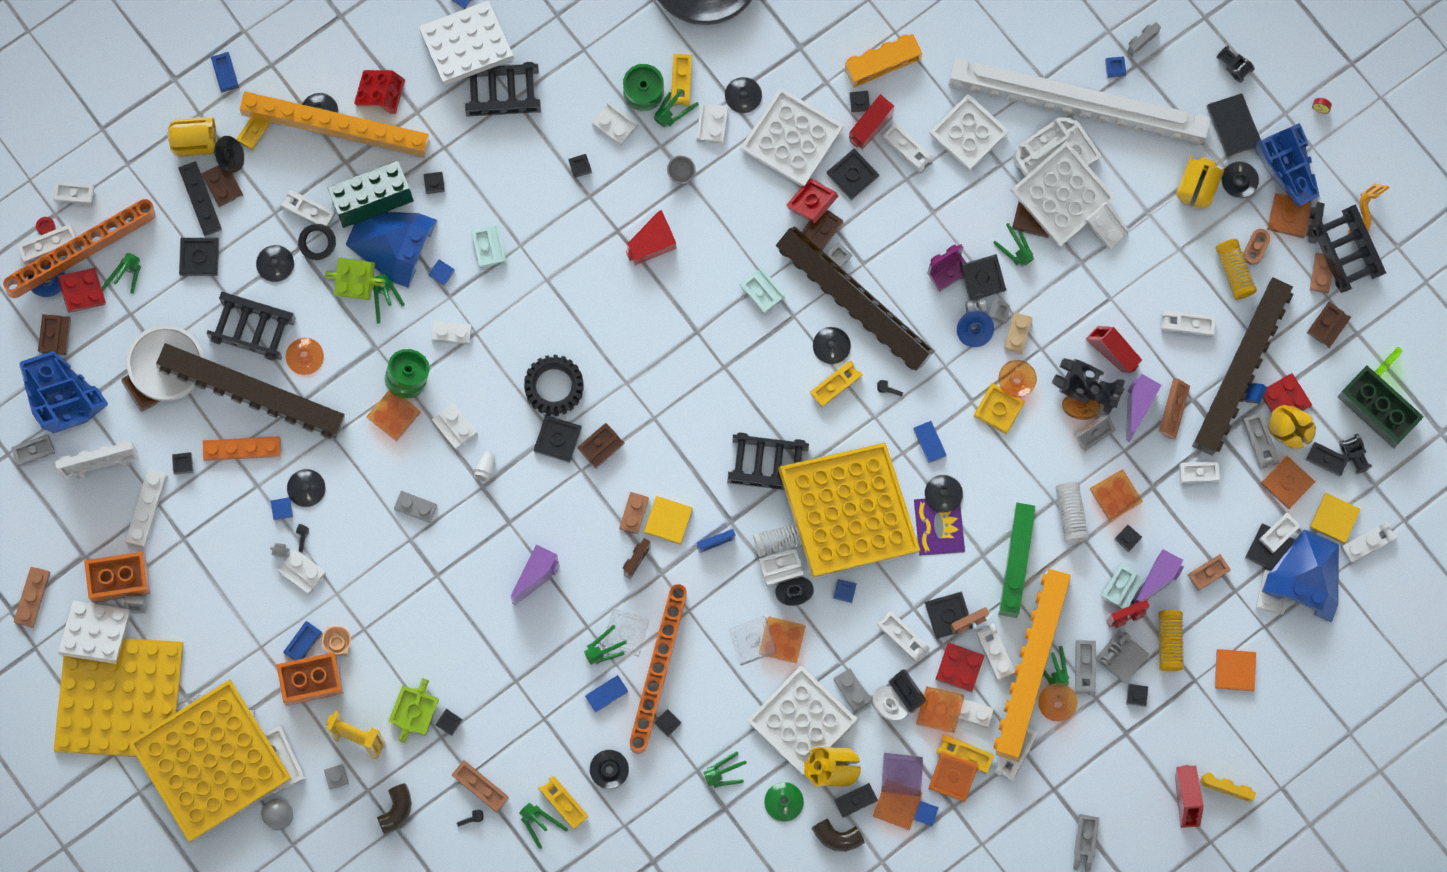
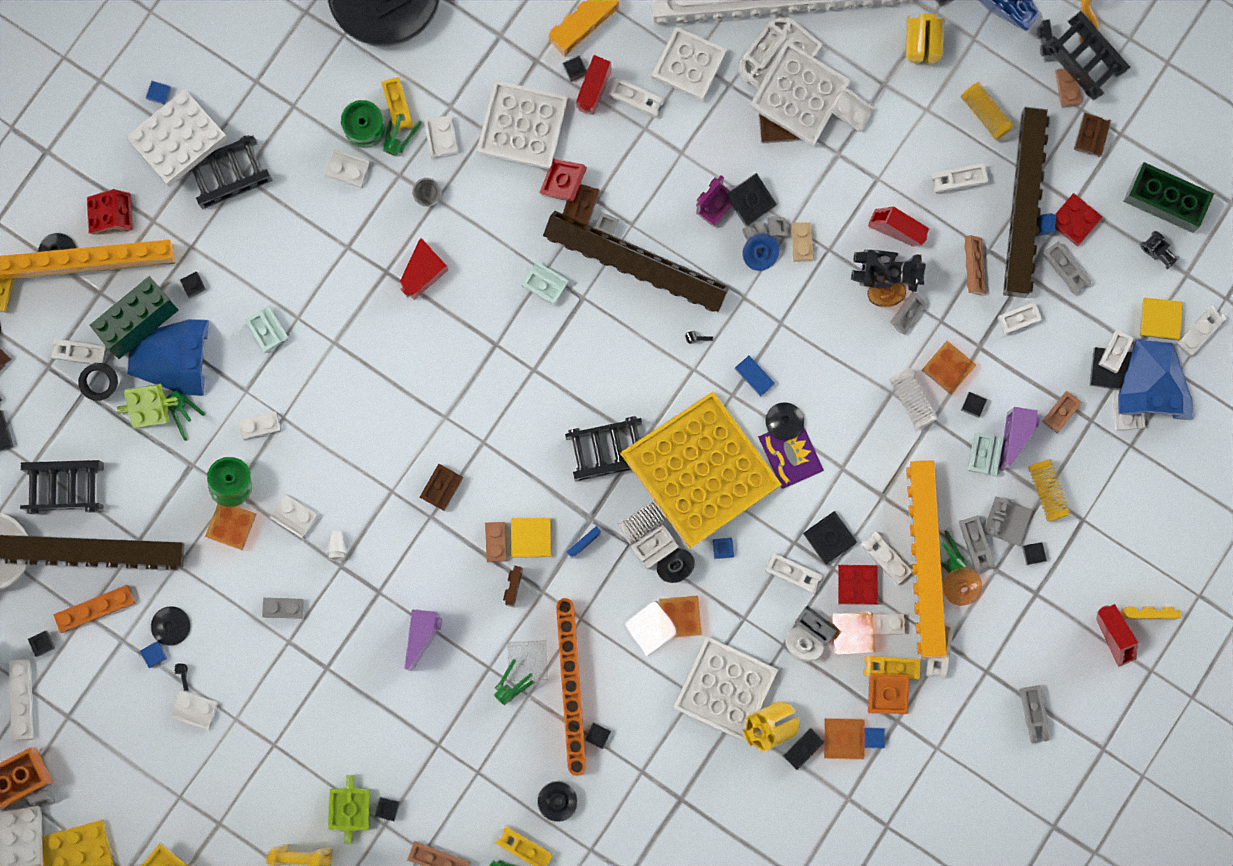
camera: 15 degrees left, 5 degrees up
(278, 271) = (71, 422): black dish -> none
(279, 550) = (165, 696): light grey plate -> none
(302, 641) = (218, 779): blue tile -> none
(308, 364) = (134, 497): clear orange dish -> none
(309, 679) = (237, 814): orange brick -> none
(336, 640) = (250, 767): light nougat hat -> none
(441, 272) = (229, 370): blue tile -> none
(557, 438) = (397, 494): black tile -> none
(559, 406) = (359, 428): black tyre -> none
(580, 165) = (328, 220): black plate -> none
(606, 693) = (529, 727): blue tile -> none
(713, 774) = (661, 772): green plant -> none
(739, 102) = (464, 107): black dish -> none
(781, 811) = (724, 773): green dish -> none
(831, 354) = (625, 322): black dish -> none
(835, 384) = (645, 350): yellow plate -> none
(837, 840) = (799, 794): dark brown cylinder -> none
(852, 174) = (592, 141): black tile -> none
(852, 690) = (762, 642): light grey plate -> none
(902, 774) = (839, 708): clear purple tile -> none
(963, 624) = (859, 532): nougat plate -> none
(999, 409) = (809, 321): yellow tile -> none
(1017, 560) = (877, 463): green slope -> none
(1021, 370) = (821, 278): clear orange dish -> none
(1024, 255) = (782, 164): green plant -> none
(1132, 612) = (1005, 476): red plate -> none
(1141, 396) = (941, 270): medium lavender slope -> none
(1235, 670) = (1118, 497): orange tile -> none
(1243, 172) = (967, 17): black dish -> none
(1255, 247) = (999, 83): nougat plate -> none
(1287, 217) = (1018, 44): clear orange tile -> none
(1288, 482) = (1105, 299): clear orange tile -> none
(1291, 426) = (1094, 245): yellow cylinder -> none
(1327, 459) = (1135, 264): black plate -> none
(1388, 361) = (1160, 151): clear neon green tile -> none

